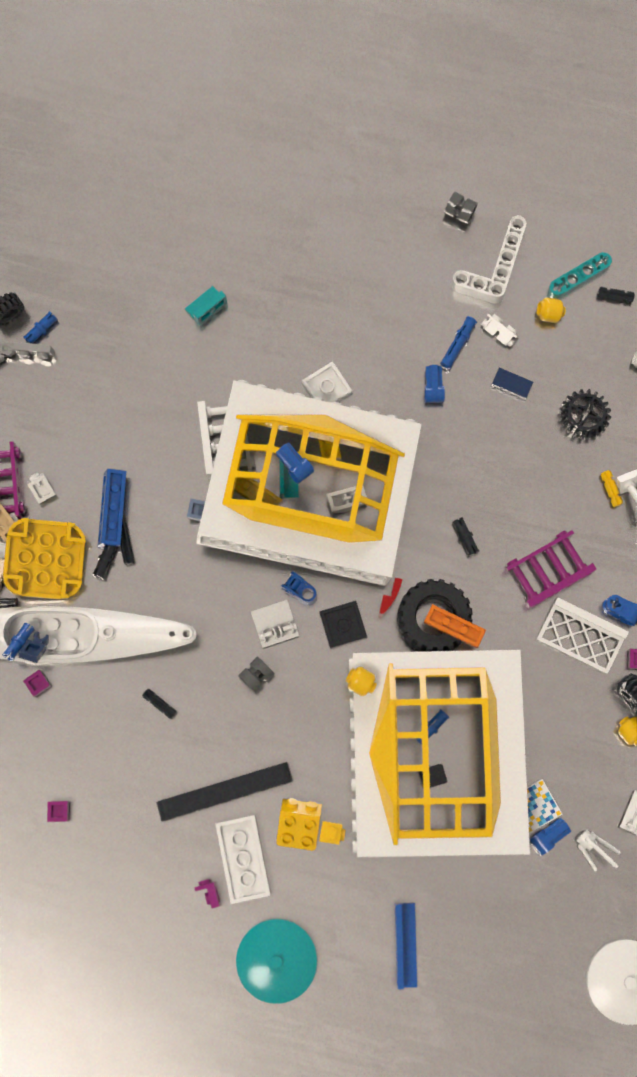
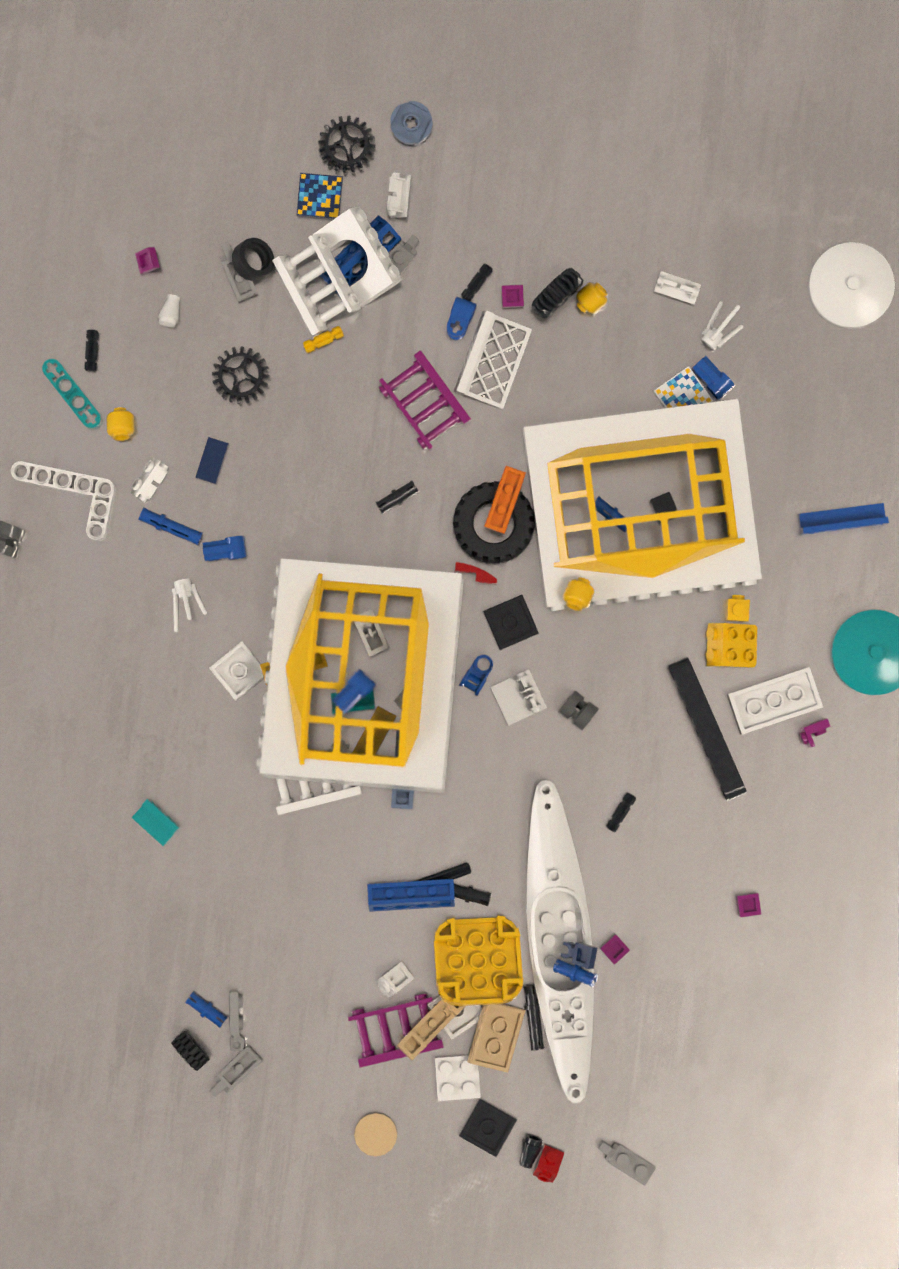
camera: 100 degrees left, 10 degrees up
(401, 346) = (183, 589): none -> white plant

